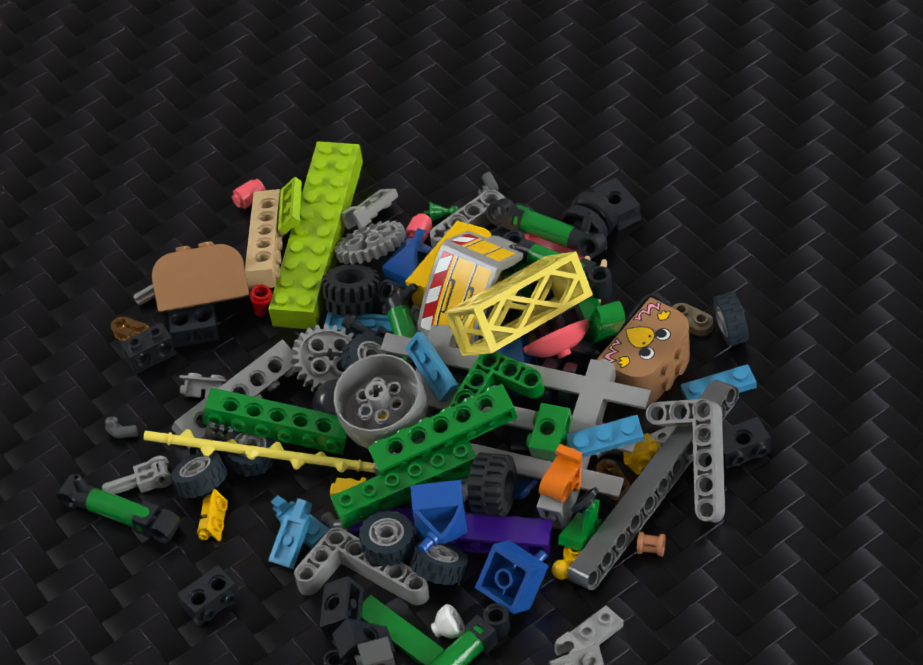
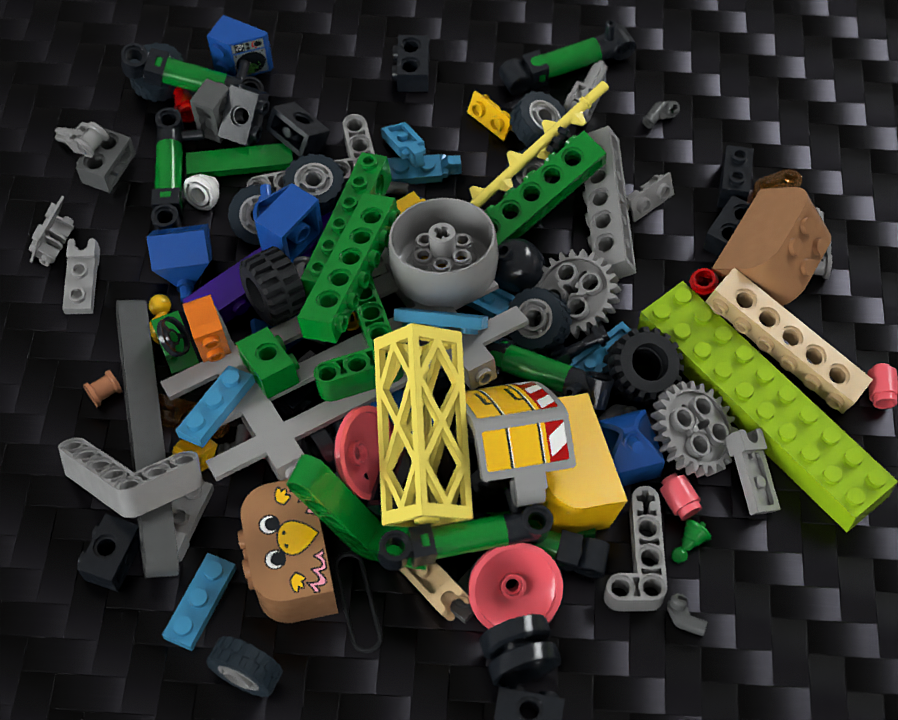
camera: 125 degrees right, 10 degrees up
(290, 206) = (810, 384): lime plate -> none
(522, 218) = (579, 574): piece -> none
(694, 316) = (304, 655): dark tan plate -> none

